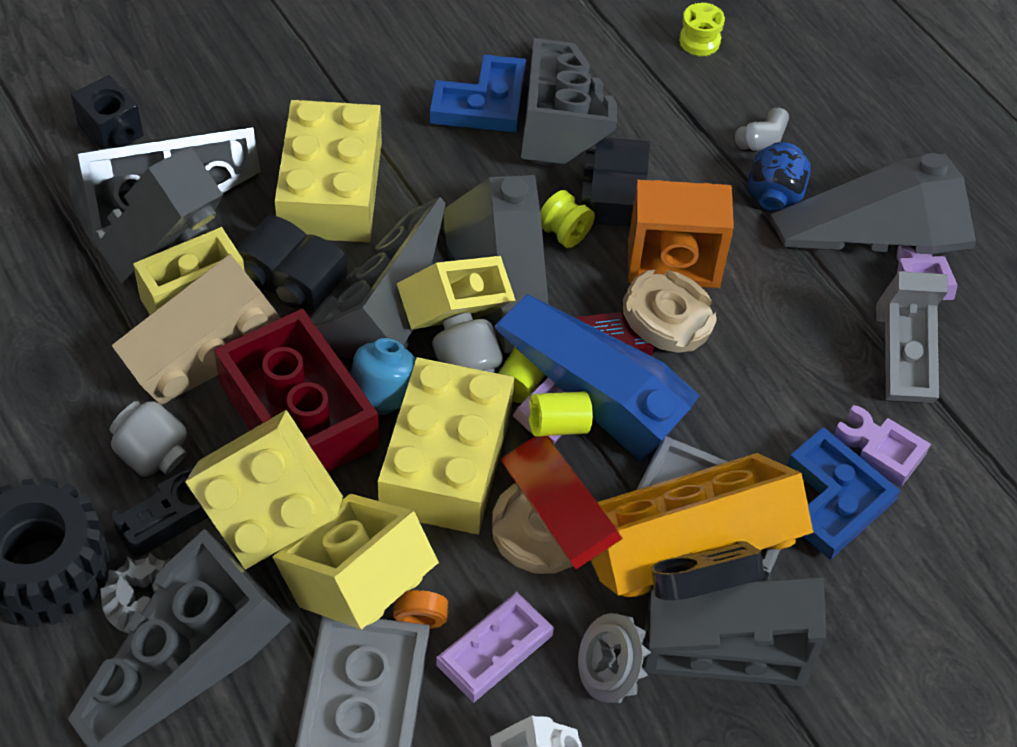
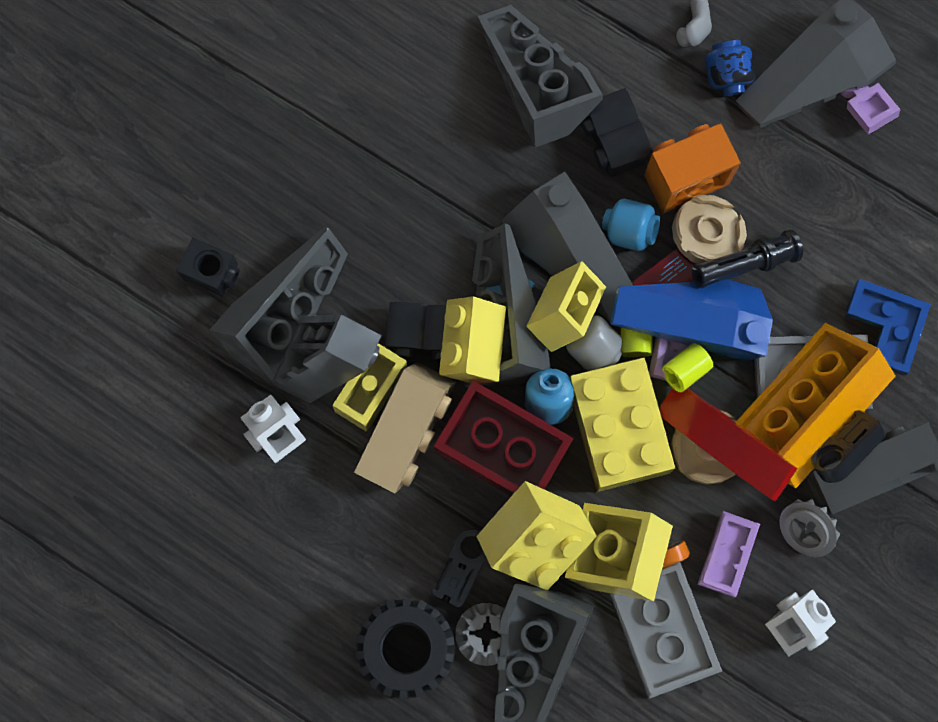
camera: 25 degrees left, 25 degrees up
(46, 284) = (272, 428): none -> white brick
(148, 438) = (420, 525): light grey head -> none
(329, 272) = (472, 340): none -> light yellow brick
(330, 169) = (405, 233): light yellow brick -> none
(487, 106) = (483, 103): blue plate -> none
(566, 218) = (598, 187): neon yellow wheel -> none
(583, 265) = (631, 224): none -> dark azure head
(716, 352) = (762, 255): none -> black pin
(886, 448) = (908, 269): lavender plate -> none
(912, 335) = (887, 173): light grey bracket -> none

